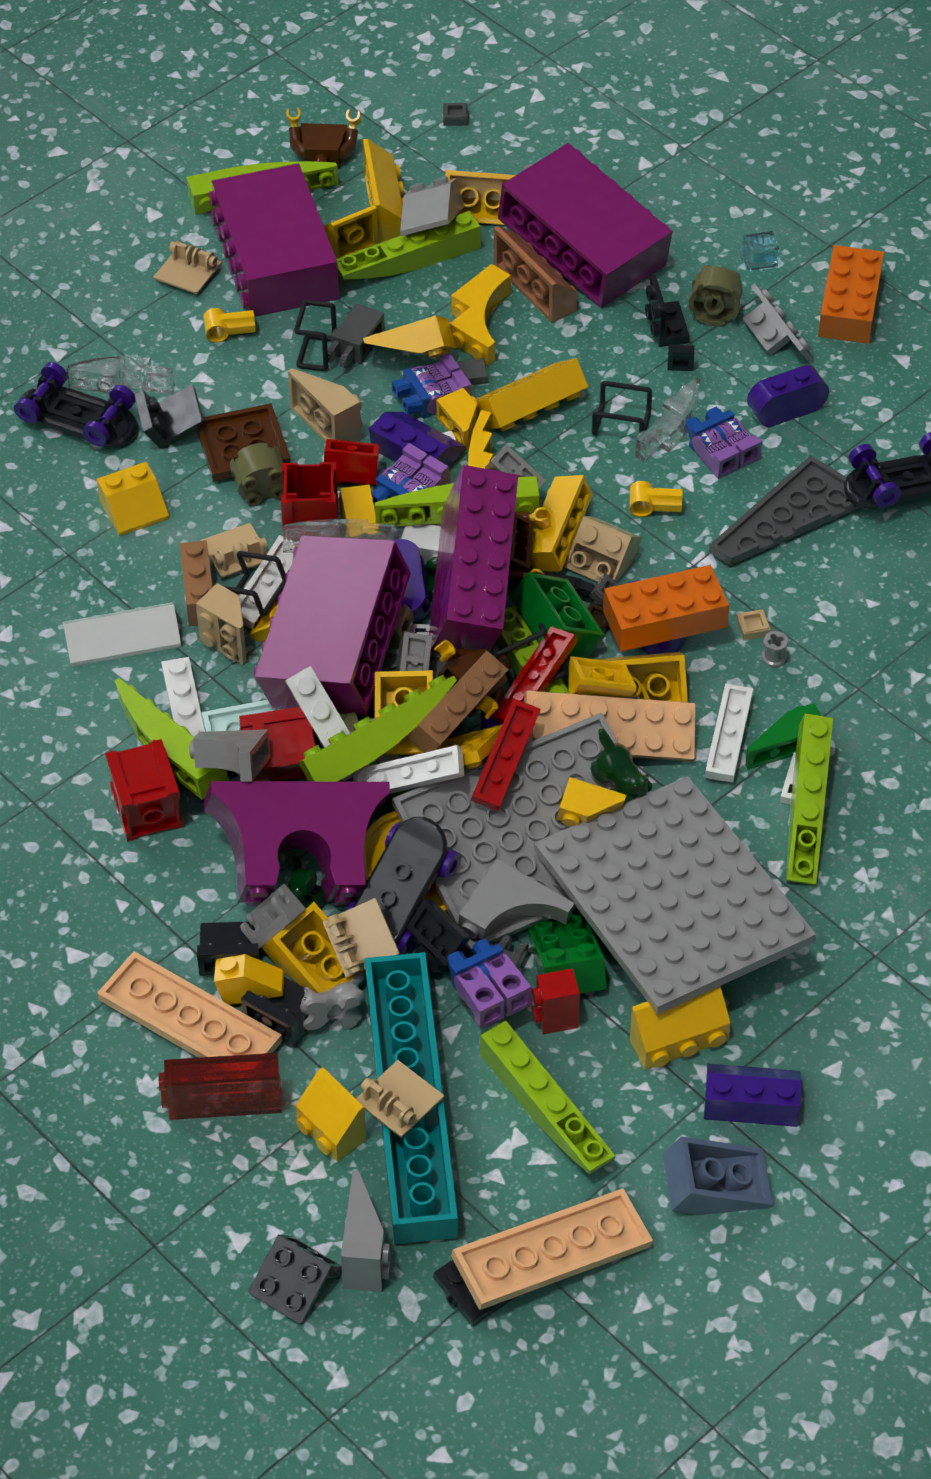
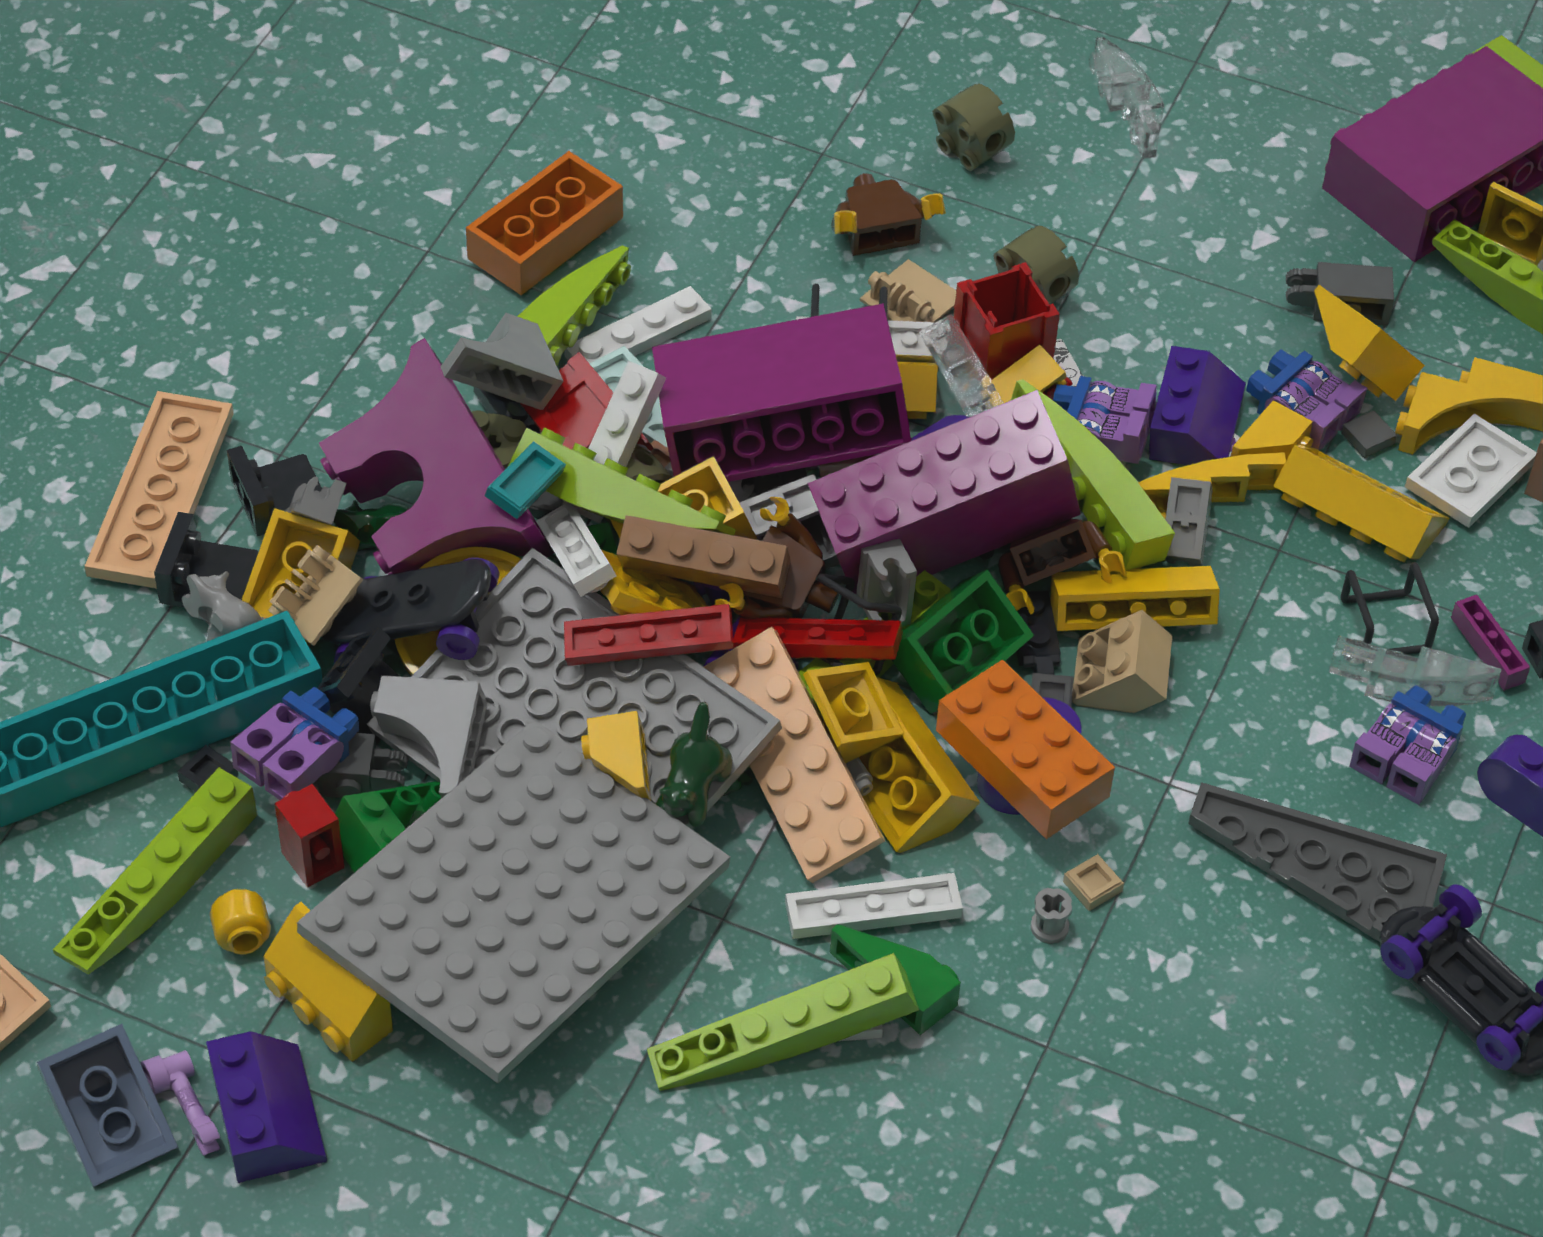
camera: 65 degrees right, 0 degrees up
(62, 718) = (544, 222): none -> orange brick
(77, 413) = (1045, 79): black piece -> none
(107, 454) = (973, 126): none -> olive brick
(121, 634) = (718, 236): white slope -> none
(132, 498) = (936, 163): yellow slope -> none
(144, 790) = (460, 306): red container -> none
(157, 535) = (882, 215): none -> reddish brown torso
(171, 417) = (1077, 153): bracket -> none
(188, 267) = (1352, 96): tan hinge -> none
(195, 575) = (838, 268): medium nougat brick -> none
(221, 324) = (1282, 160): yellow piece -> none
(221, 1086) = (53, 543): clear red brick -> none
(222, 623) = (767, 298): tan slope -> none
(231, 431) = (1104, 241): reddish brown plate -> none
(243, 973) = (226, 517): yellow slope -> none
(314, 335) = (1284, 257): black piece -> none
(325, 407) = (1179, 298): tan slope -> none
(331, 1116) = (53, 662): yellow slope -> none
(355, 460) = (1113, 348): red brick -> none
(355, 771) = (525, 480): none -> teal tile
(398, 1098) = (76, 705): tan hinge -> none
(464, 1053) = (202, 766): none -> black plate
(519, 620) = (887, 578): none -> light grey hinge
(528, 336) = (1471, 470): none -> white plate
(602, 1064) = (240, 921): none -> yellow head
(645, 499) = (1250, 690): yellow piece -> none
(663, 377) = (1490, 641): none -> magenta piece
(756, 1130) = (173, 1074): none -> lavender brick

